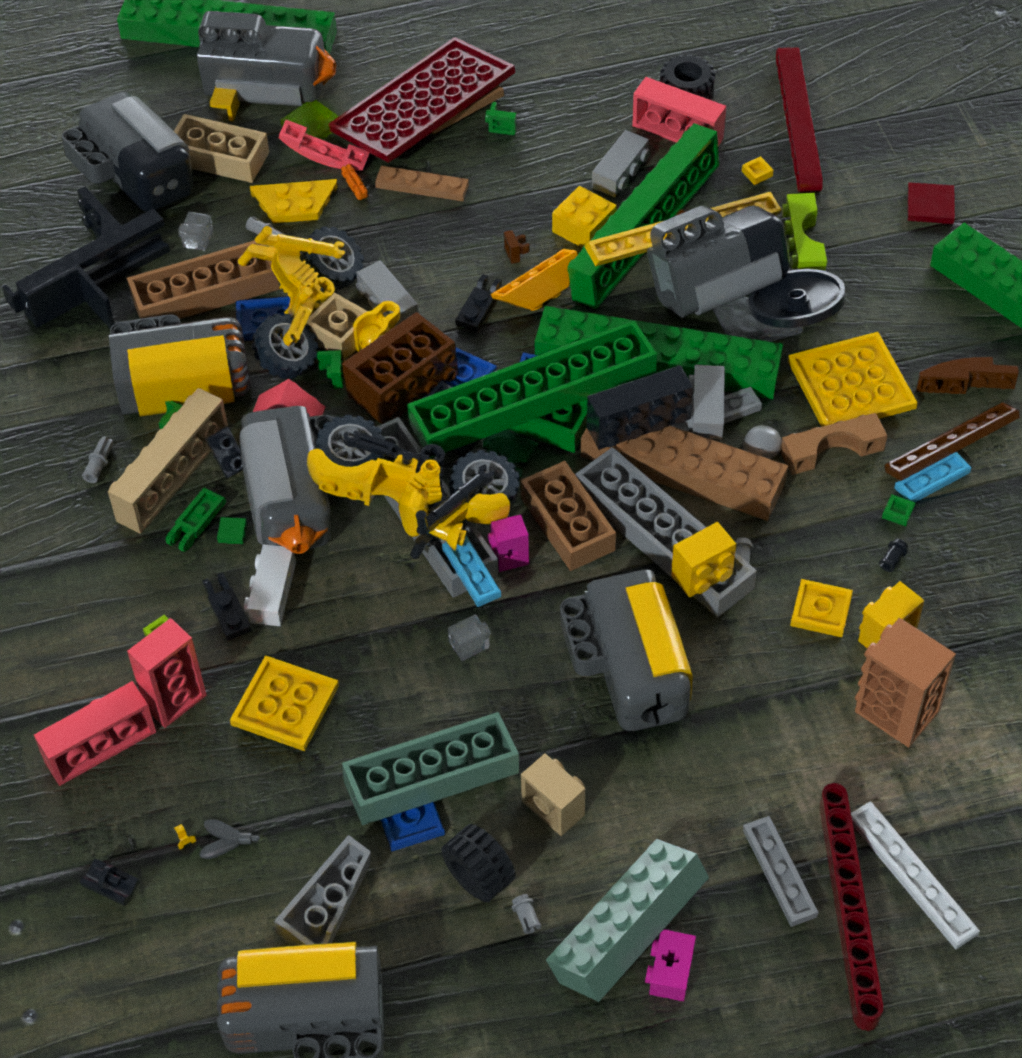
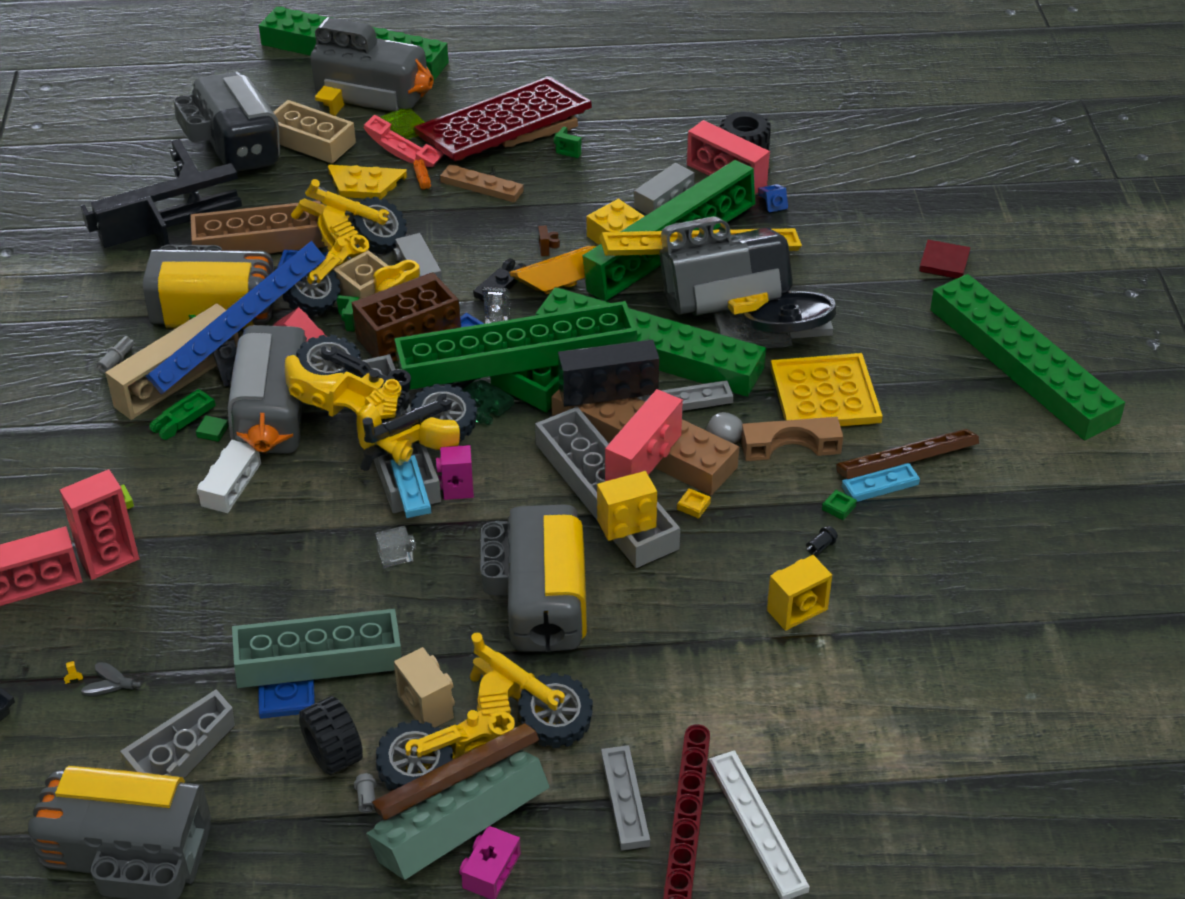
camera: 10 degrees right, 10 degrees down
(196, 231) = (268, 191): clear brick -> none
(225, 402) = (235, 318): none -> blue plate
(227, 609) = (184, 490): black hinge -> none
(284, 703) = (205, 575): yellow plate -> none
(488, 337) = (496, 304): none -> clear slope
(568, 515) = (520, 459): medium nougat brick -> none
(616, 881) = (455, 771): none -> reddish brown tile
(672, 791) = (537, 700): none -> piece
(699, 481) = (645, 437): none -> coral brick
(707, 401) = (683, 378): light grey brick -> none
(737, 151) = (775, 197): none -> blue bracket
(743, 548) = (678, 512): light grey pin -> none
(750, 296) = (747, 303): none -> yellow tile
(755, 531) = (693, 503): none -> yellow tile
(757, 170) = (789, 211): yellow plate -> none
(799, 120) = (839, 178): dark red beam -> none
(800, 215) = (816, 253): lime arch -> none
(821, 608) = (739, 576): yellow tile -> none
(903, 681) = (790, 641): nougat brick -> none
(959, 374) = (936, 398): reddish brown slope -> none

